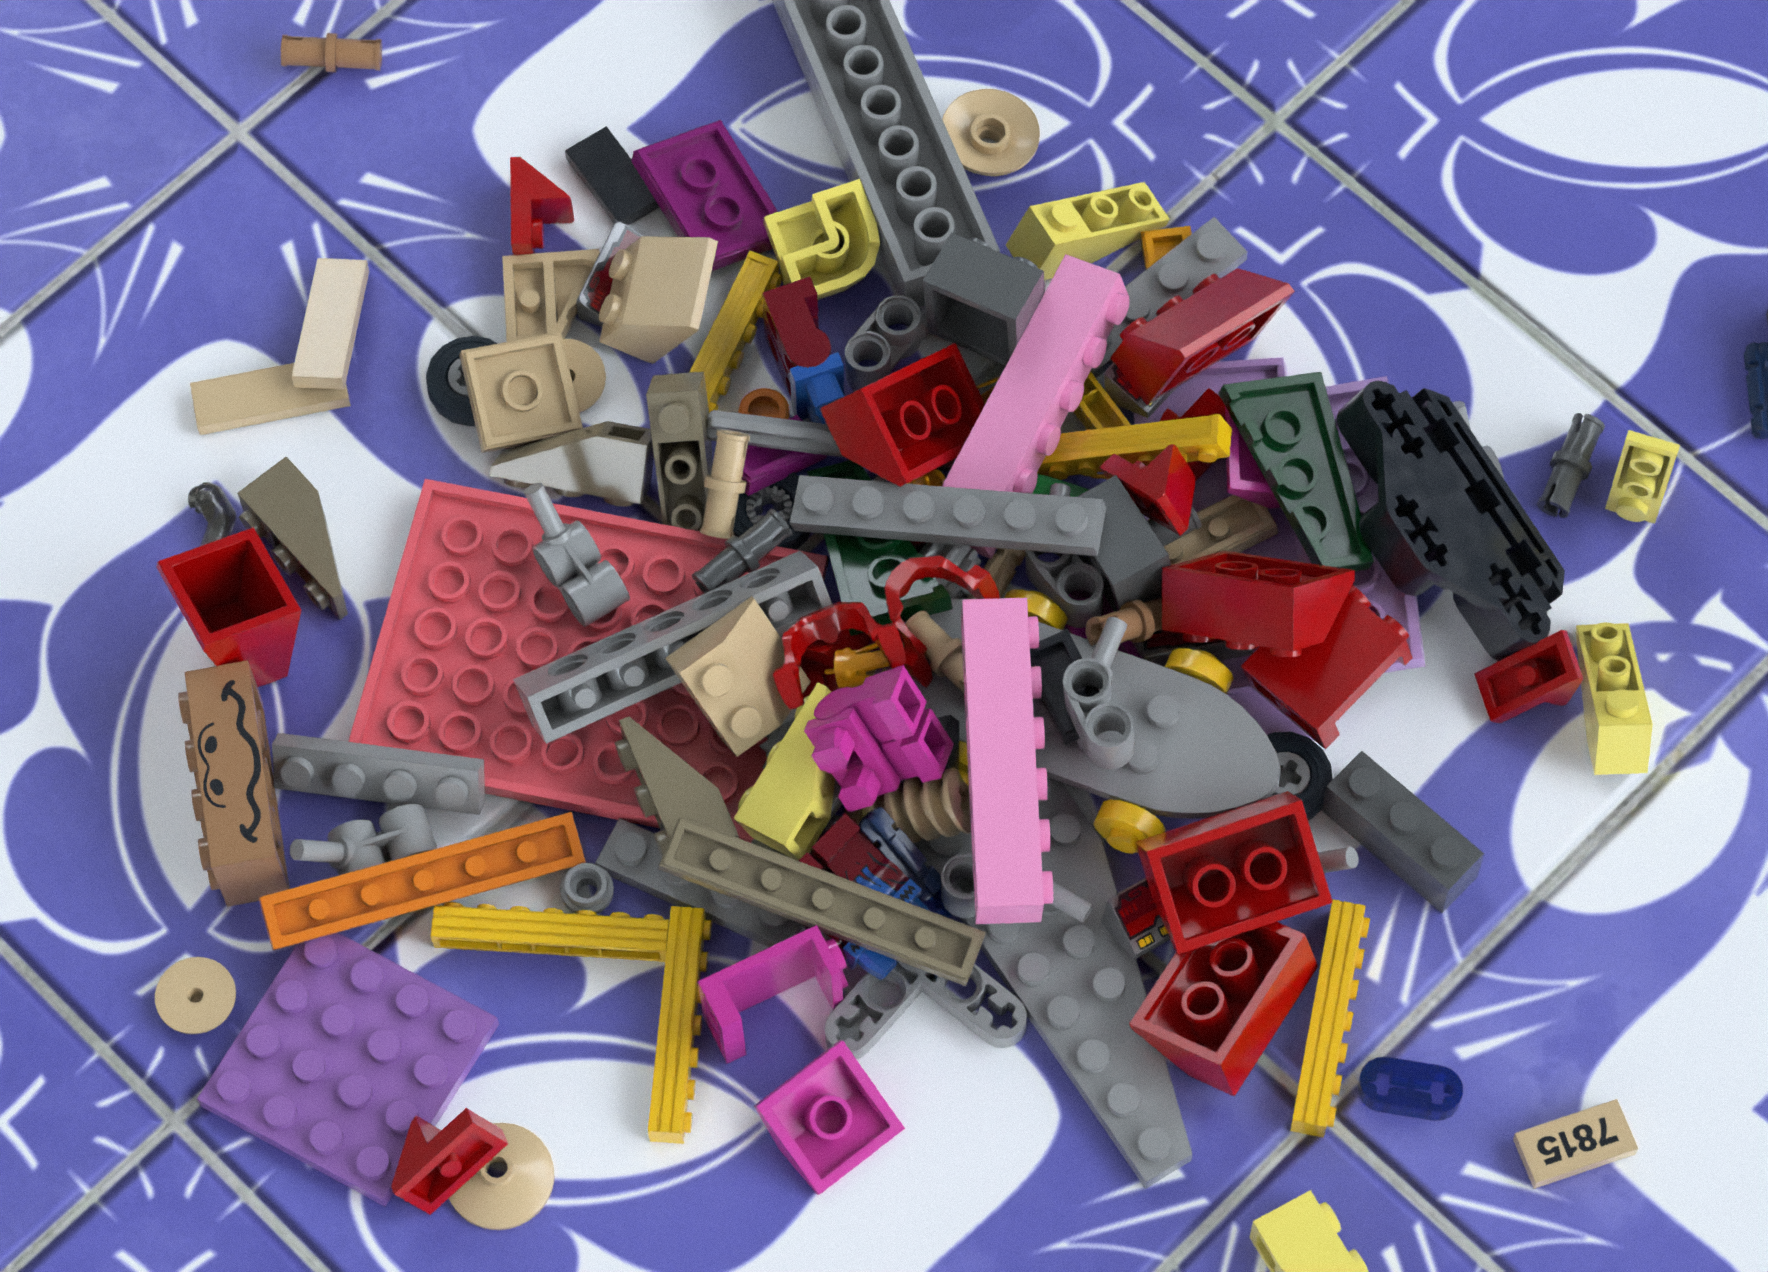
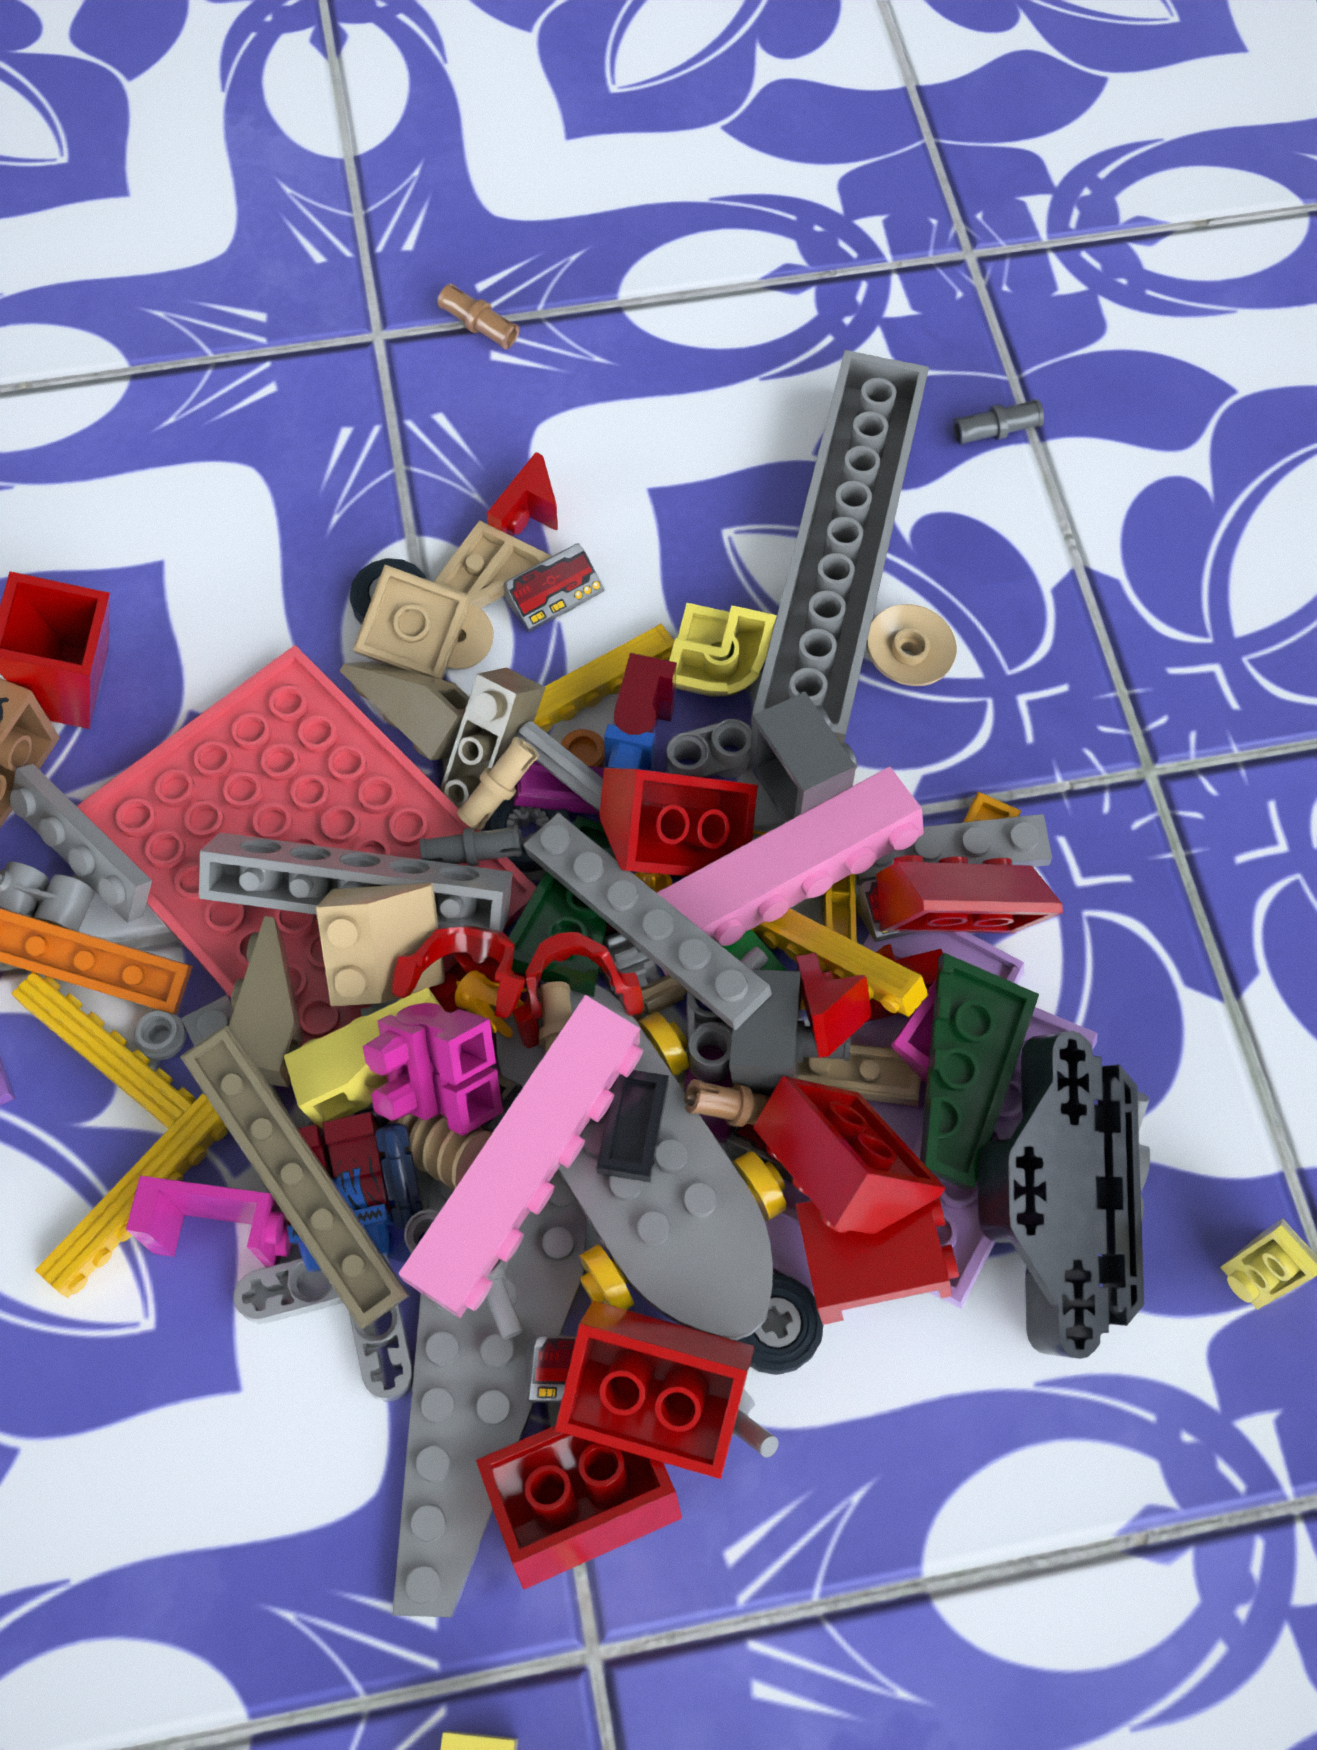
camera: 30 degrees right, 0 degrees up
(215, 508) = (139, 582): clear smoke arm -> none
(258, 399) = (246, 521): tan tile -> none
(292, 519) = (181, 628): dark tan slope -> none
(330, 323) = (322, 496): tan tile -> none
(571, 562) = (340, 772): light grey beam -> none
(611, 177) = (606, 515): black tile -> none
(656, 294) = (561, 610): tan slope -> none
(708, 191) = (663, 566): magenta tile -> none
(828, 1117) = (183, 1362): dark pink slope -> none
(1085, 226) = (934, 760): light yellow slope -> none
(1104, 710) = (640, 1168): light grey beam -> none
(1330, 1019) = (658, 1576): yellow piece -> none
(1402, 831) = (840, 1446): dark grey brick -> none
(1413, 1076) = (694, 1683): clear blue beam -> none
(1530, 677) = (1048, 1382): red slope -> none
(1570, 465) = (1213, 1210): dark grey pin -> none
(1613, 700) = (1113, 1452): light yellow slope -> none

